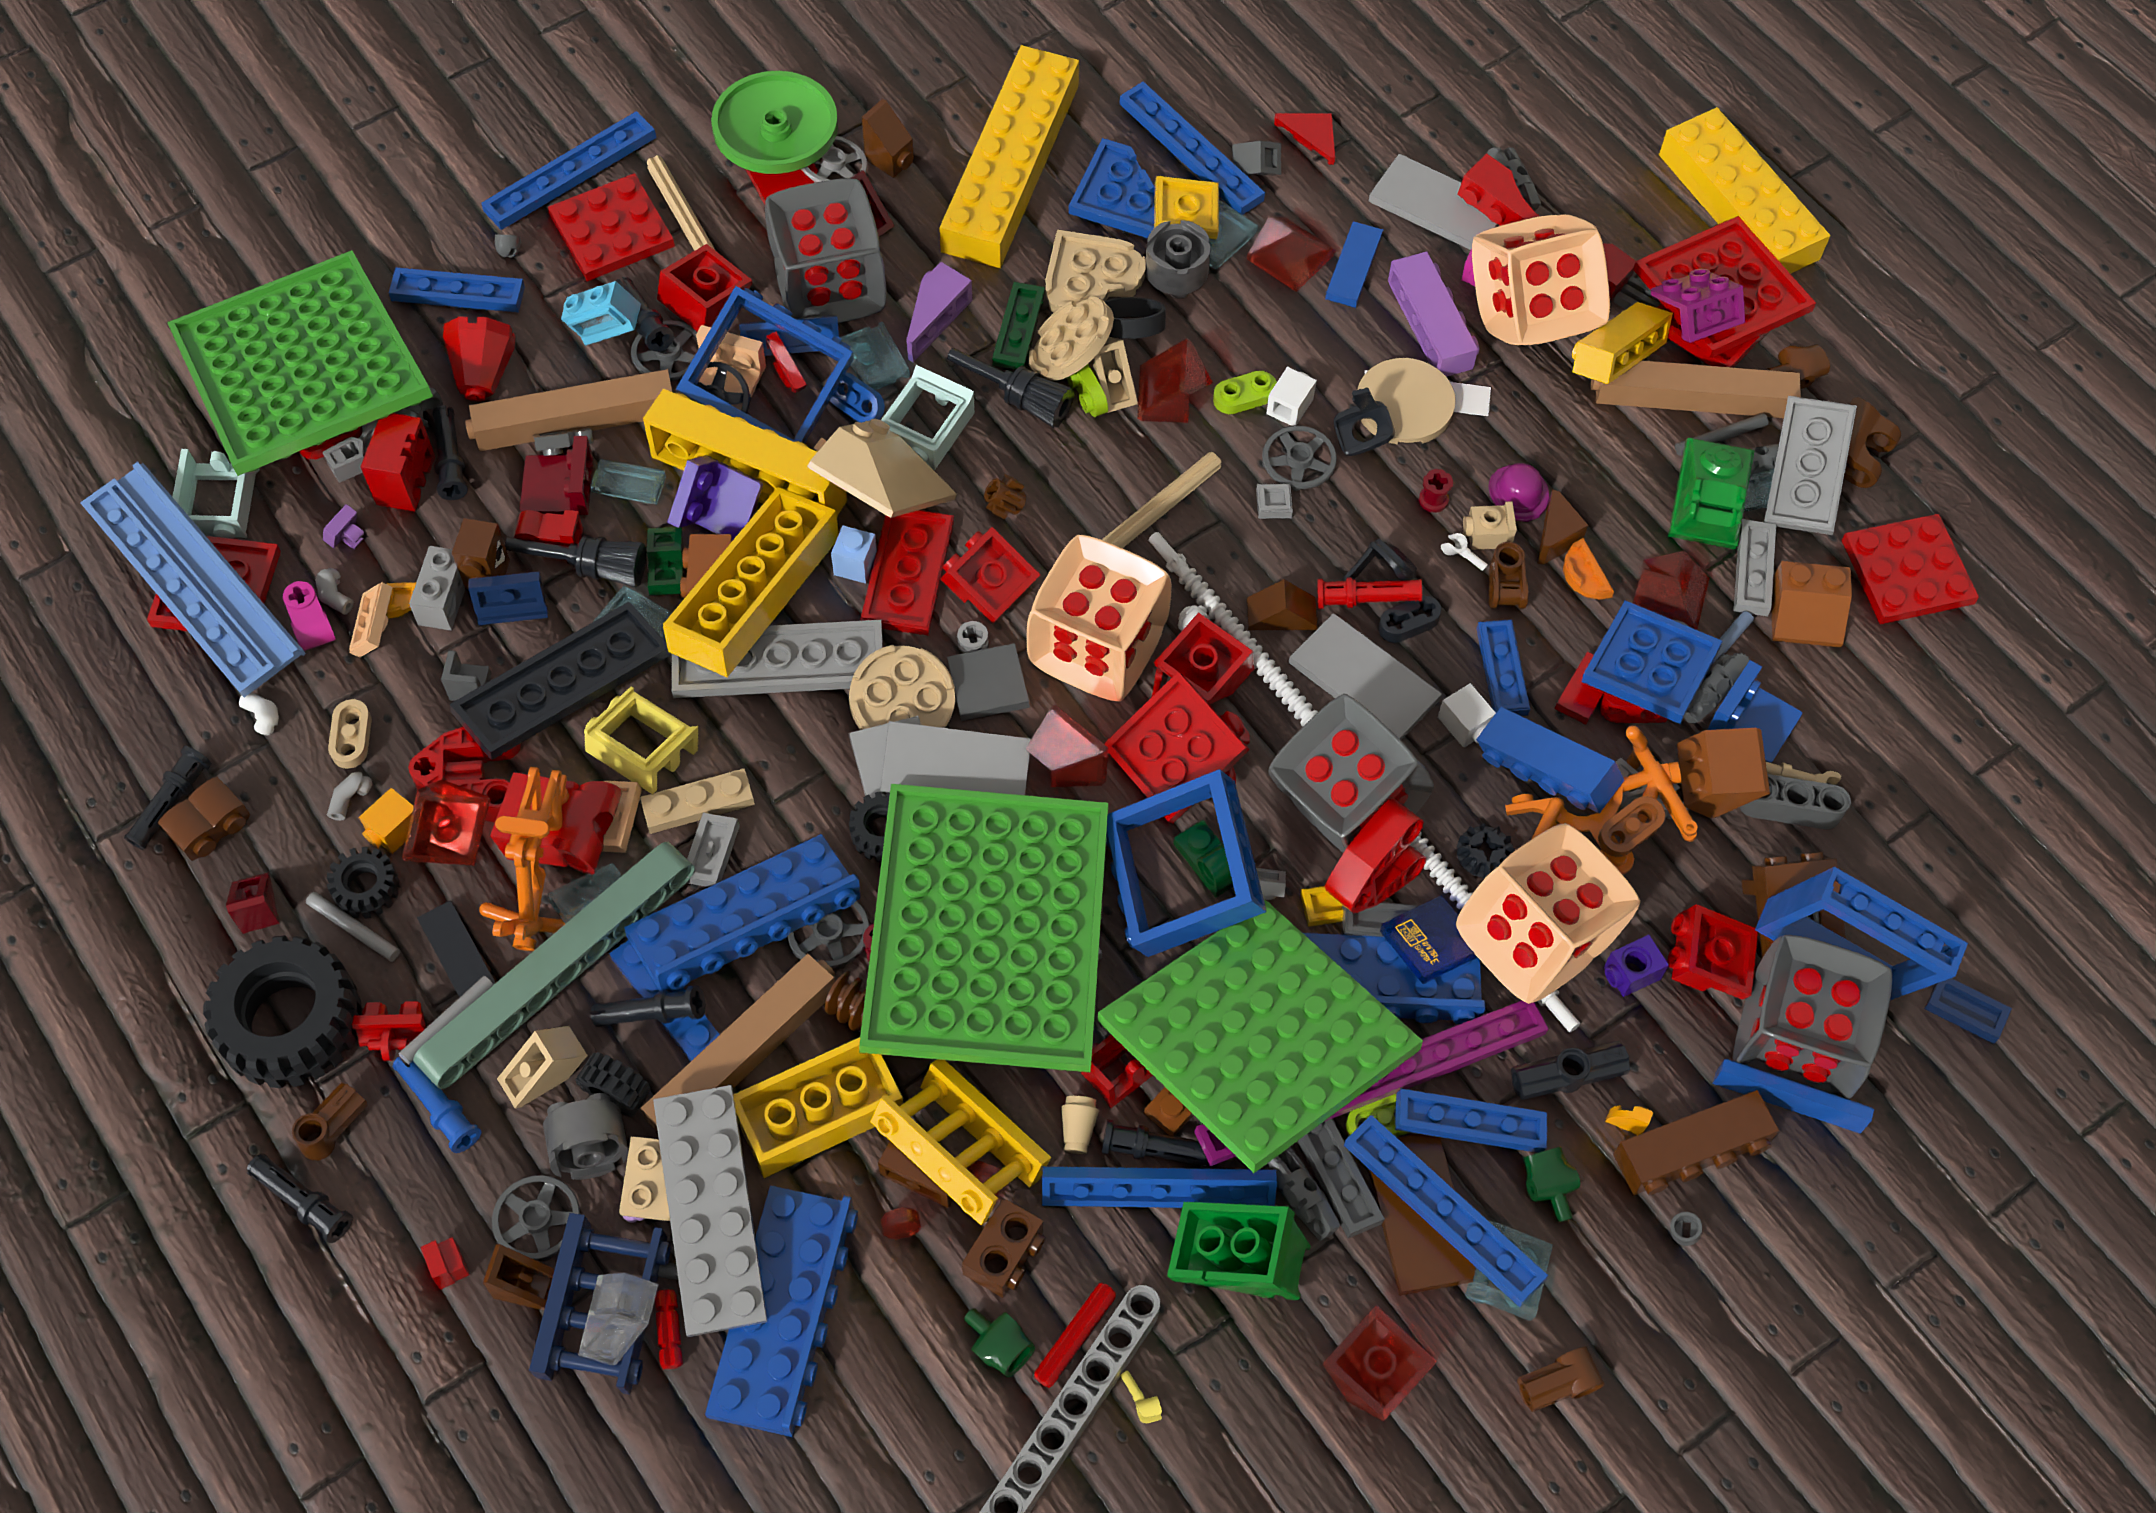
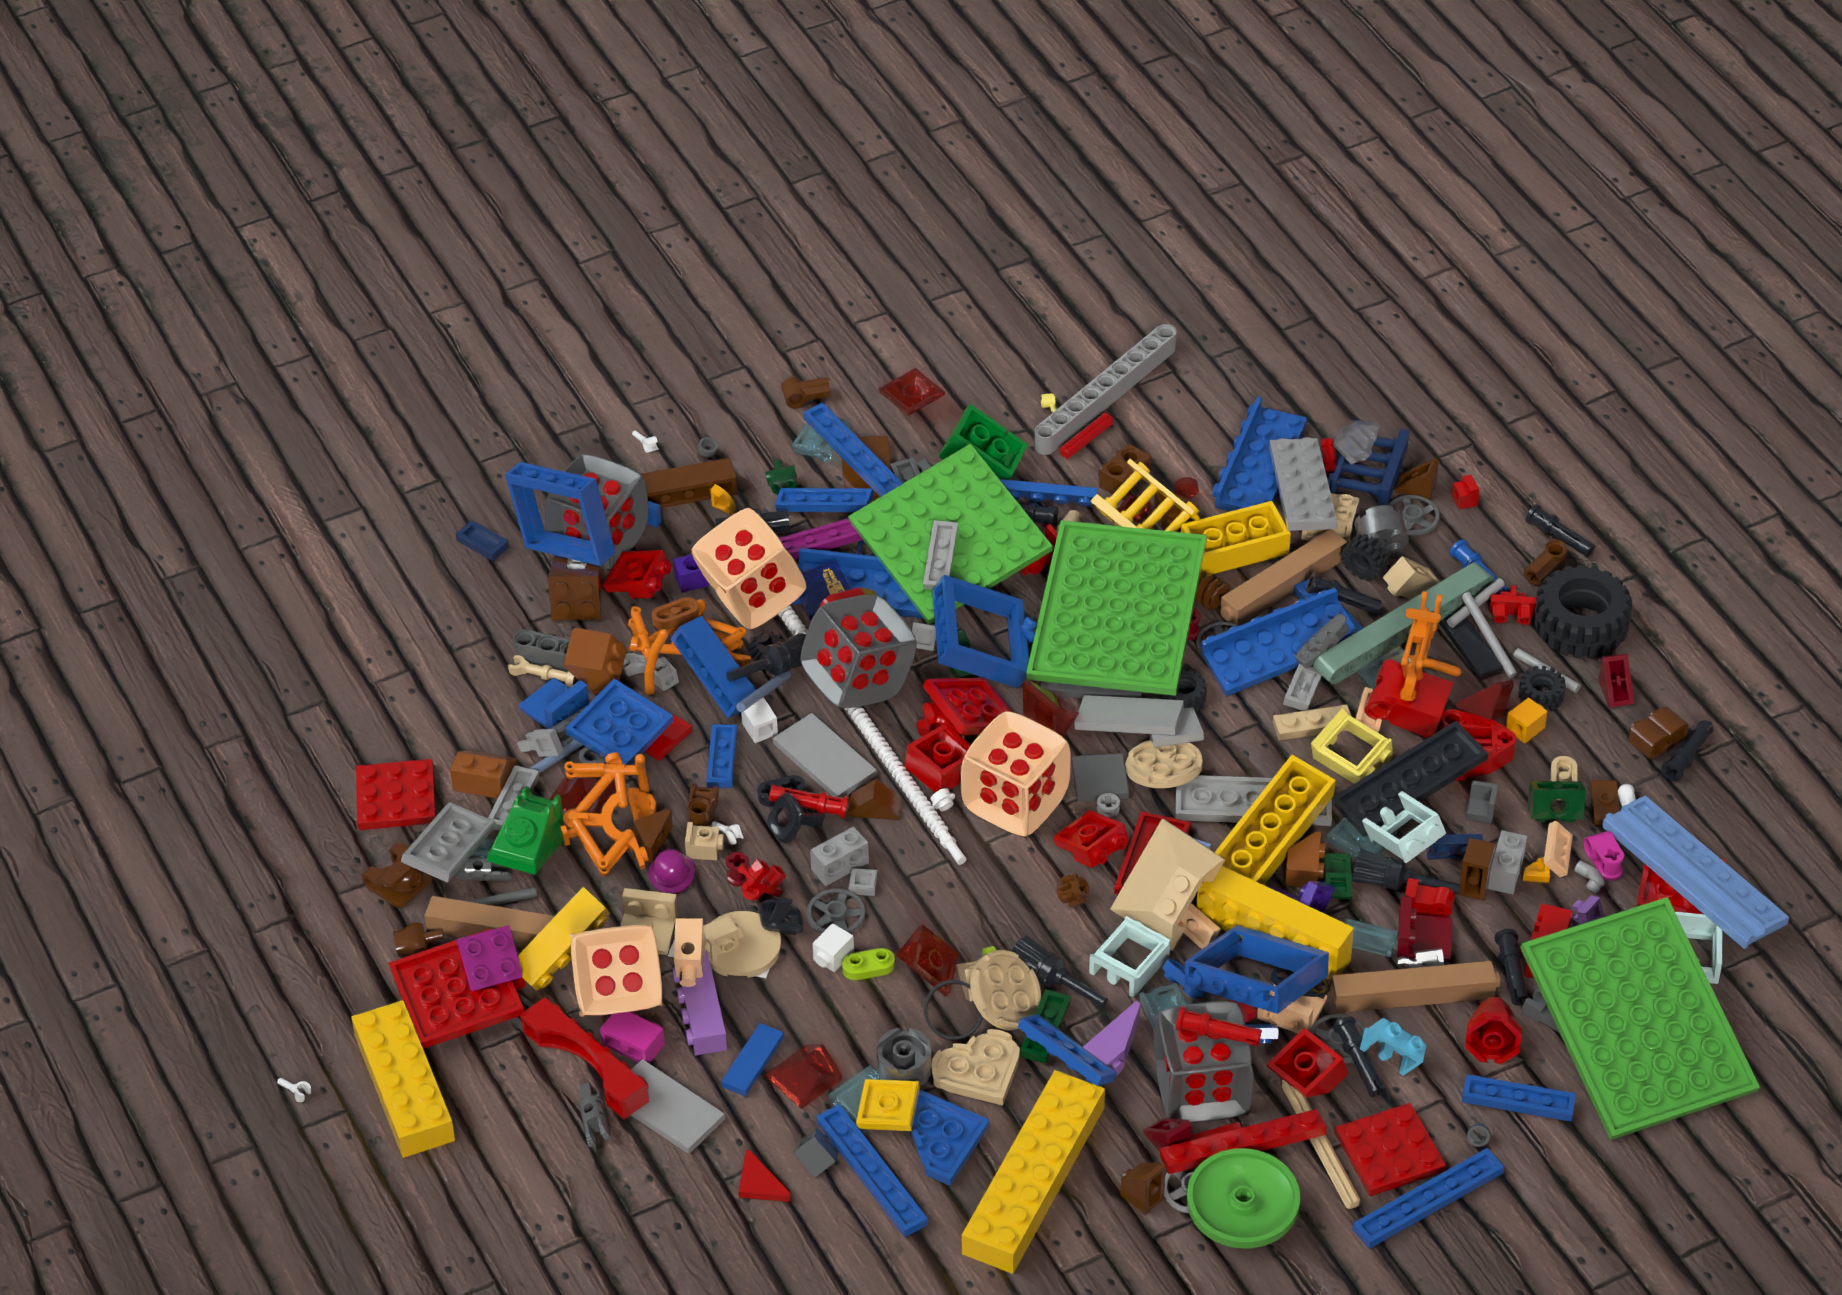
camera: 170 degrees left, 15 degrees down
(297, 708) = (1604, 799): none -> reddish brown plate
(344, 791) = (1560, 746): light grey arm -> none
(363, 679) = (1545, 792): none -> dark green brick
(431, 961) = (1489, 635): none -> light grey piece
(563, 546) = (1416, 840): none -> light aqua window
(679, 890) = (1322, 640): none -> dark grey hinge
(749, 203) = (1256, 1137): none -> red plate
(820, 220) = (1205, 1024): none -> red pin
(988, 271) = (1067, 1050): none -> blue plate
(1000, 1342) = (1131, 432): dark green piece -> none
(1114, 879) = (1027, 628): none -> blue arm
(1164, 500) = (964, 877): tan axle -> none
(1264, 965) = (940, 552): none -> light grey plate
(1310, 516) = (839, 855): none -> light grey brick
(1402, 466) = (761, 879): none -> red hips
(1431, 379) = (721, 937): none -> tan brick
(1461, 311) = (689, 950): none -> light nougat torso
(1467, 797) = (775, 658): none -> black piece
(1471, 741) = (762, 691): none -> sand blue bar
(1527, 408) = (651, 907): none -> tan bracket
(1651, 515) = (577, 818): none -> orange piece
(1746, 641) = (543, 741): none -> light grey plate
(1783, 1235) = (649, 444): none -> white hand
(1850, 185) = (296, 1088): none -> white hand

